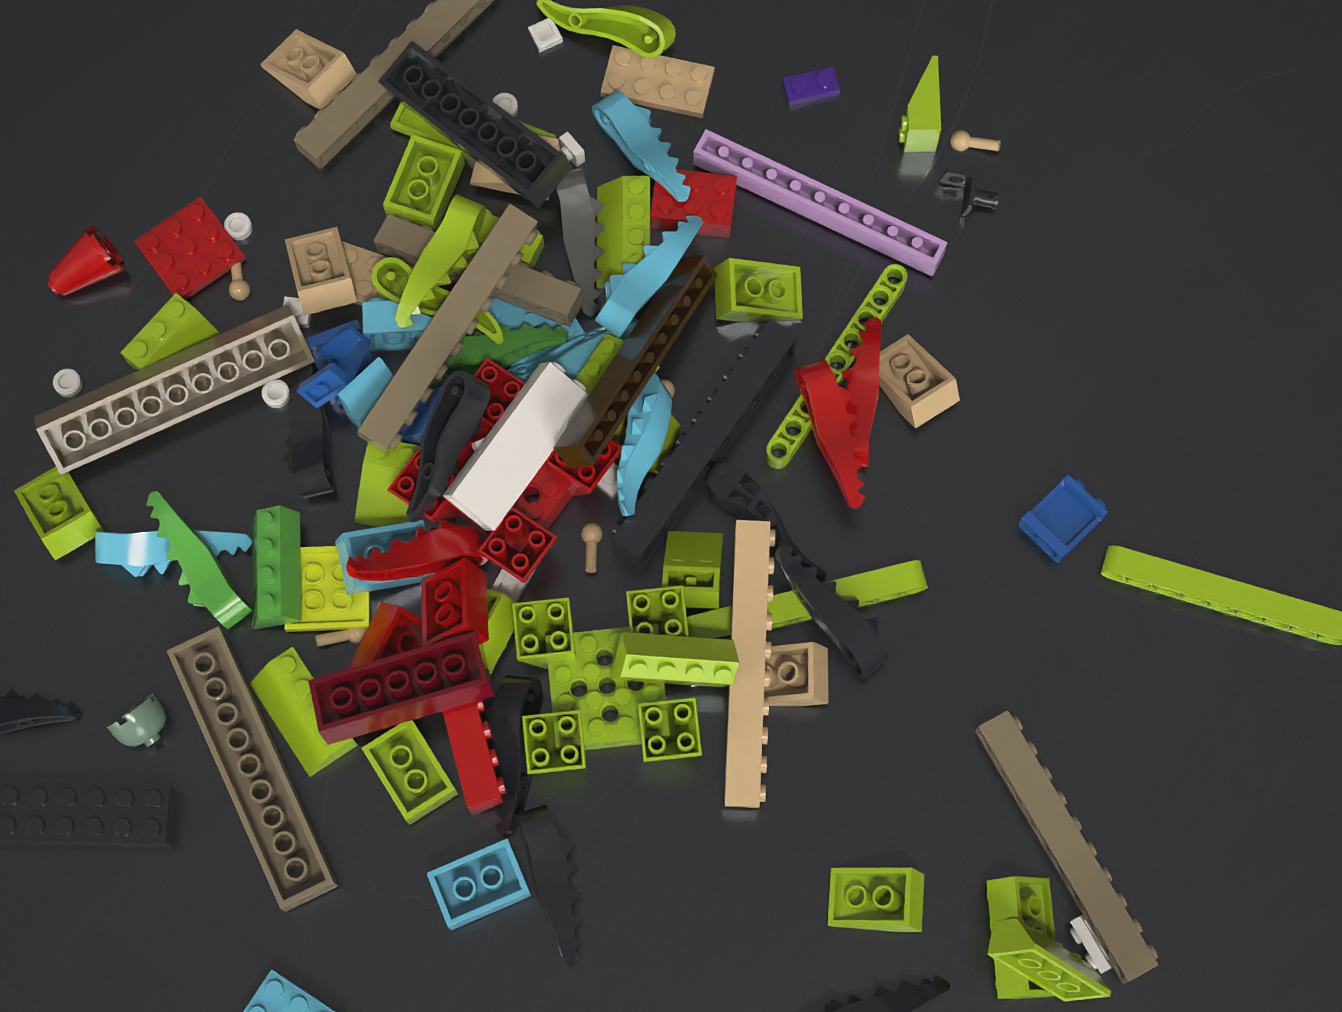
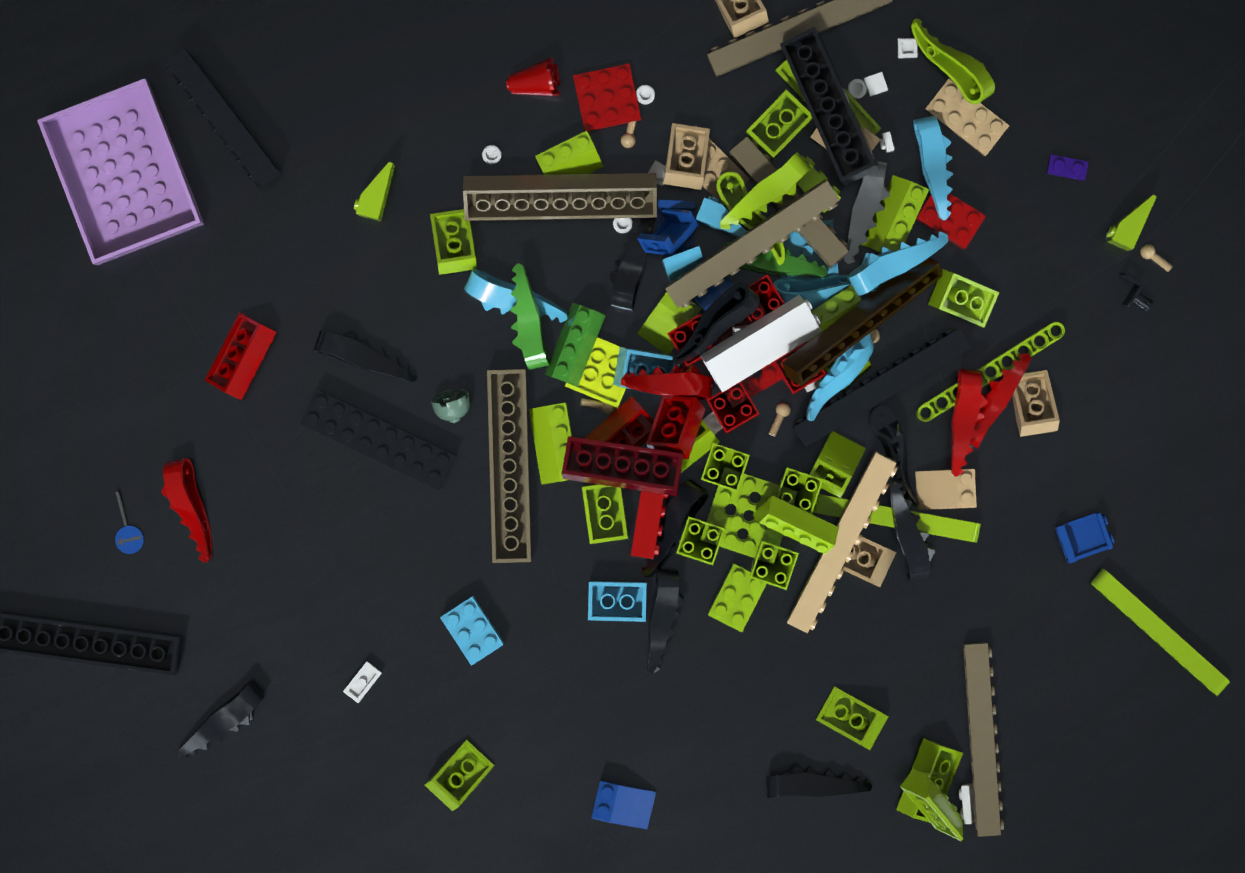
camera: 25 degrees right, 15 degrees up
(525, 91) = (875, 84): none -> white tile
(642, 805) = (736, 598): none -> lime brick
(820, 203) = (1031, 256): lavender brick -> none
(854, 537) = (944, 491): none -> tan slope

